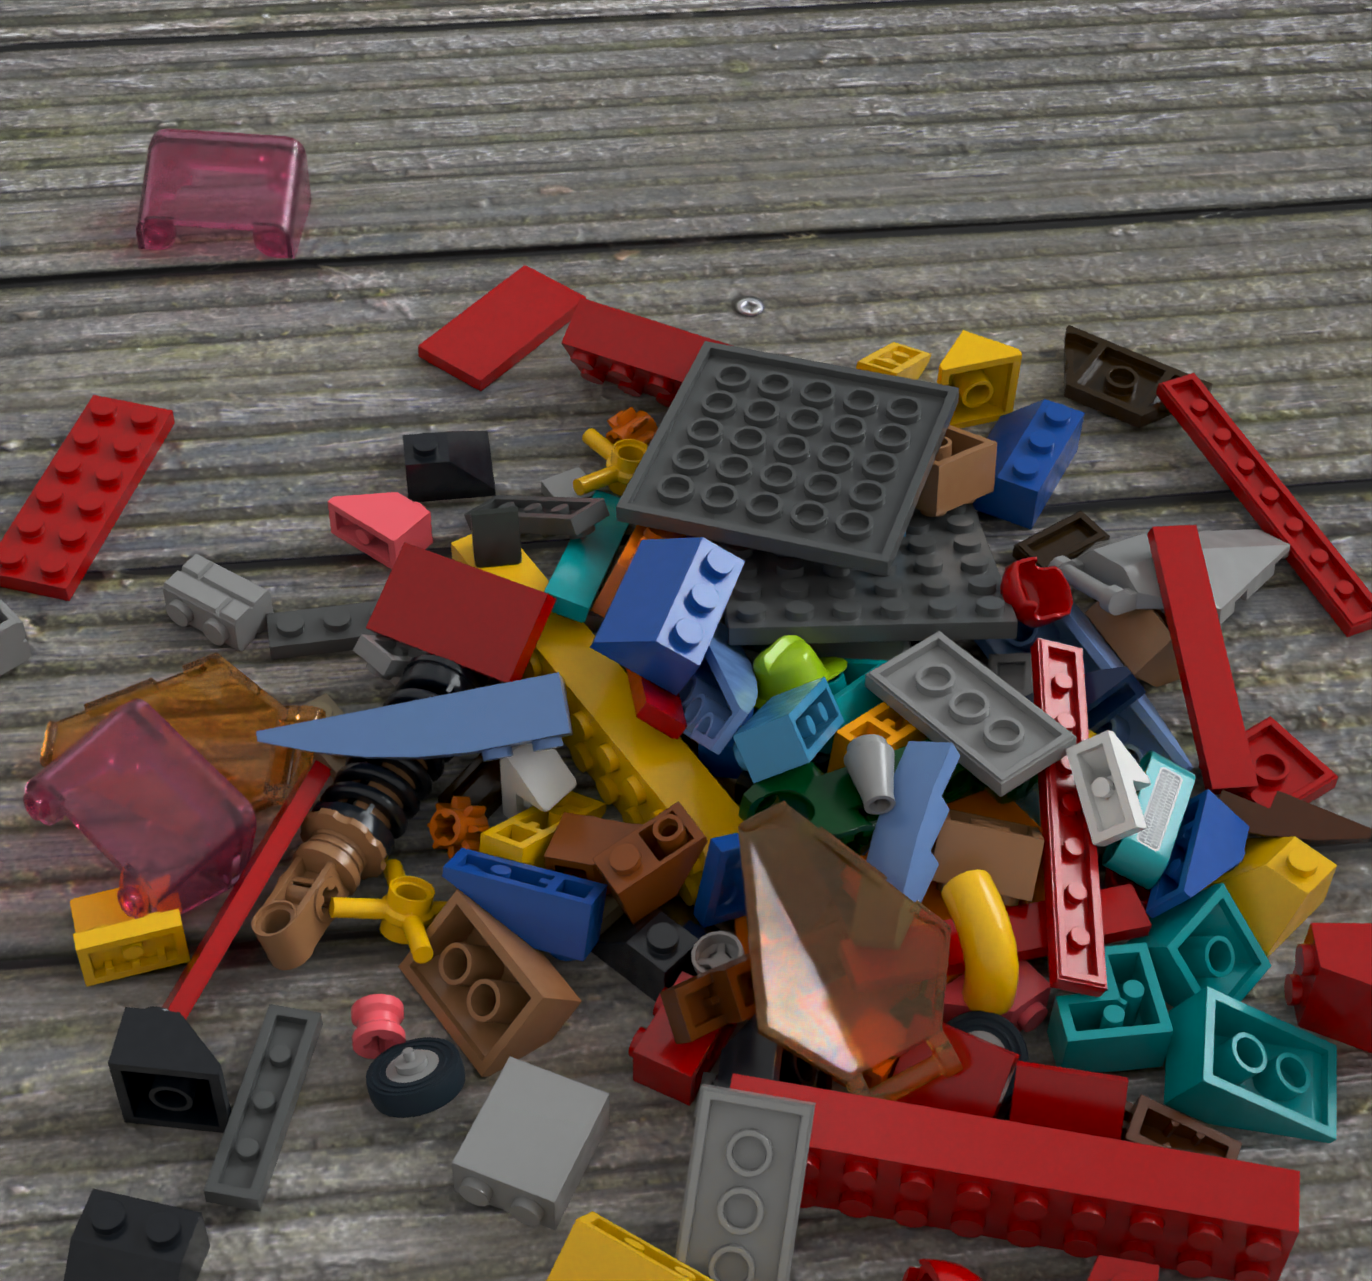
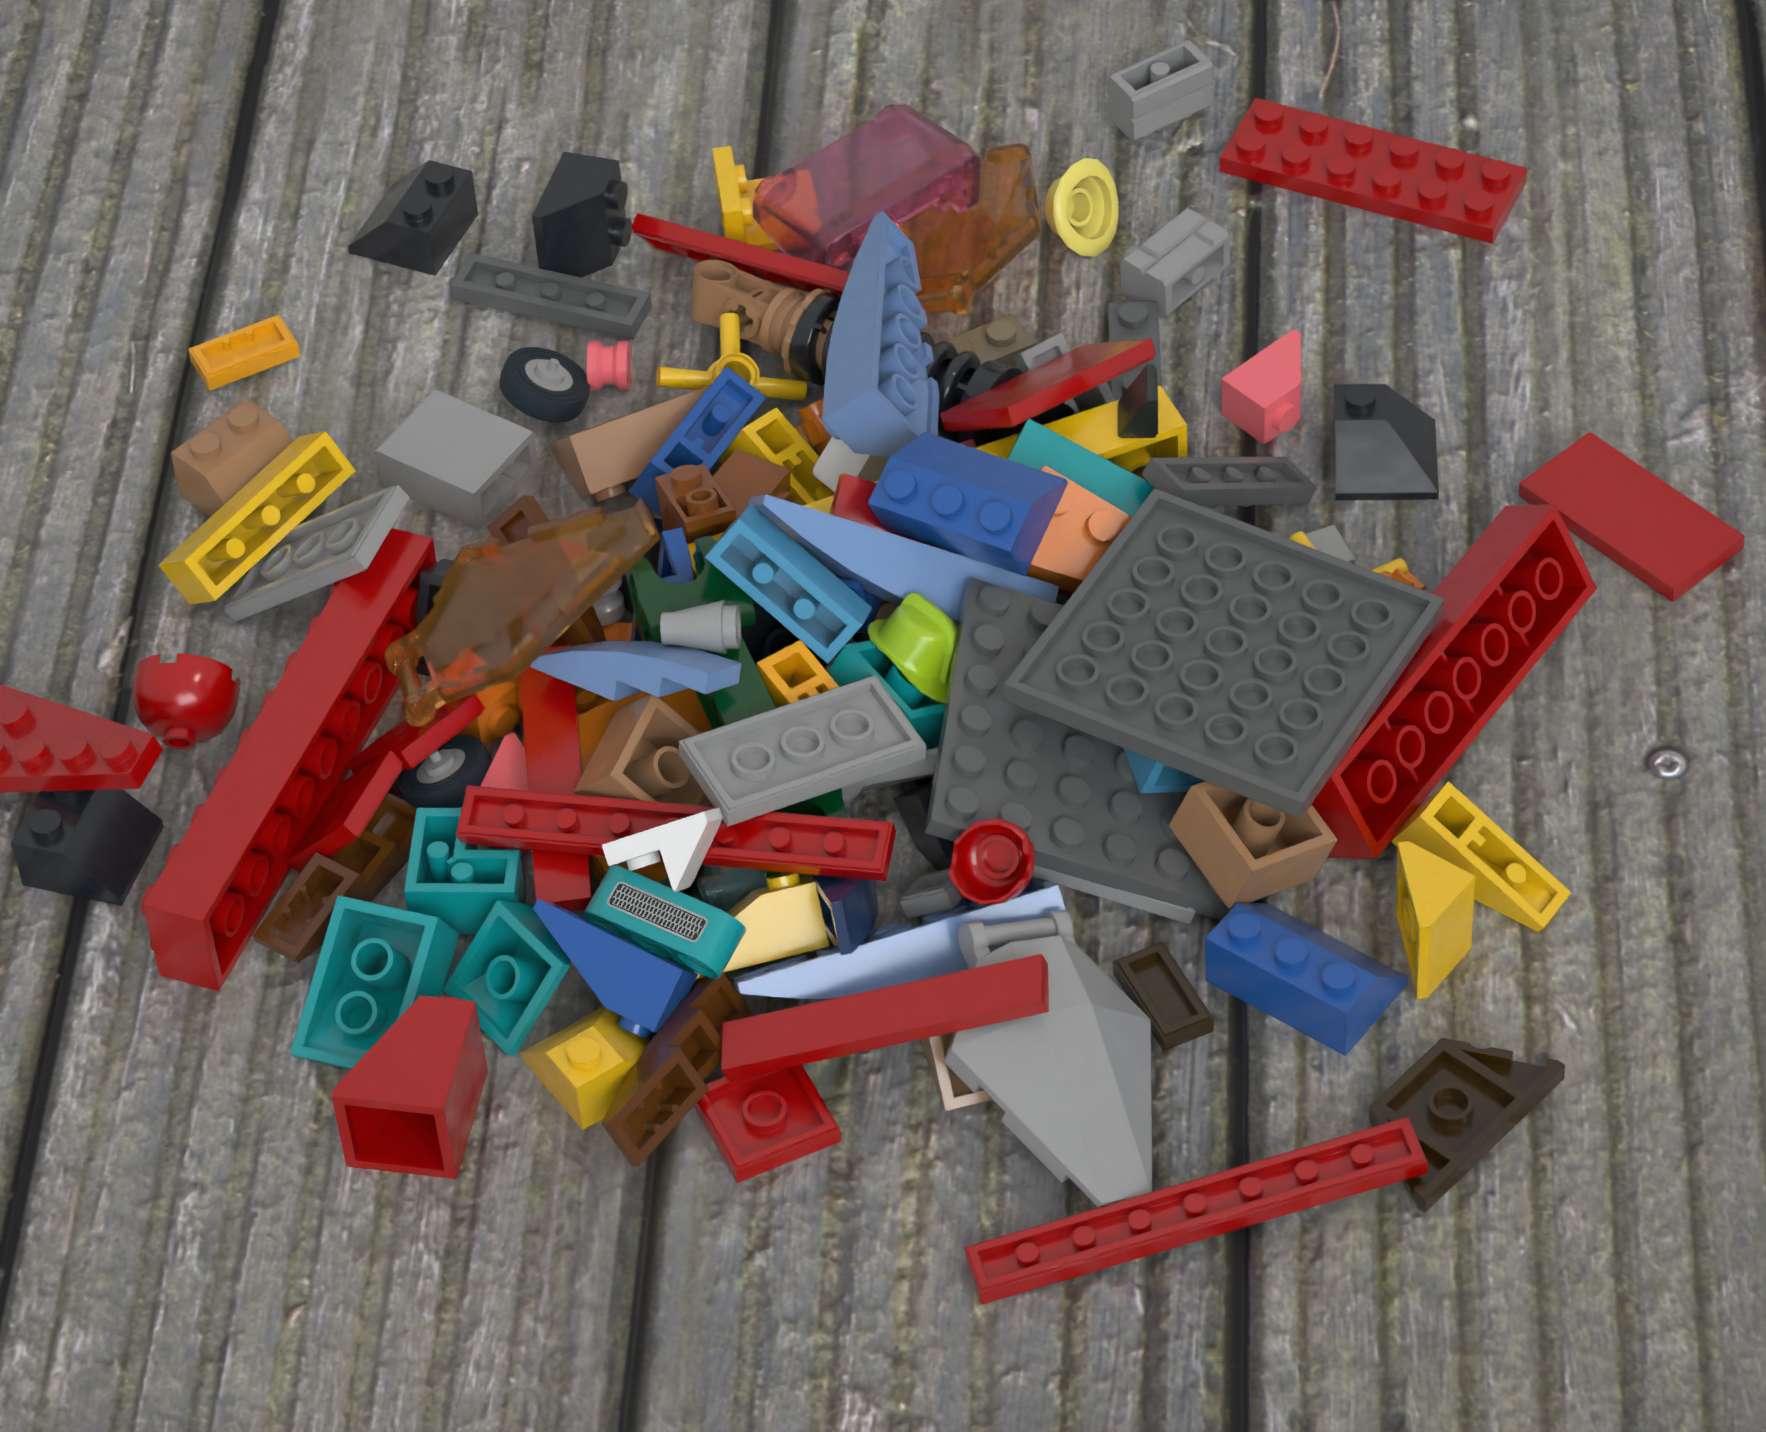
camera: 105 degrees right, 0 degrees up
(138, 663) = (1083, 207): none -> light yellow hat
(985, 941) = (515, 726): yellow cylinder -> none

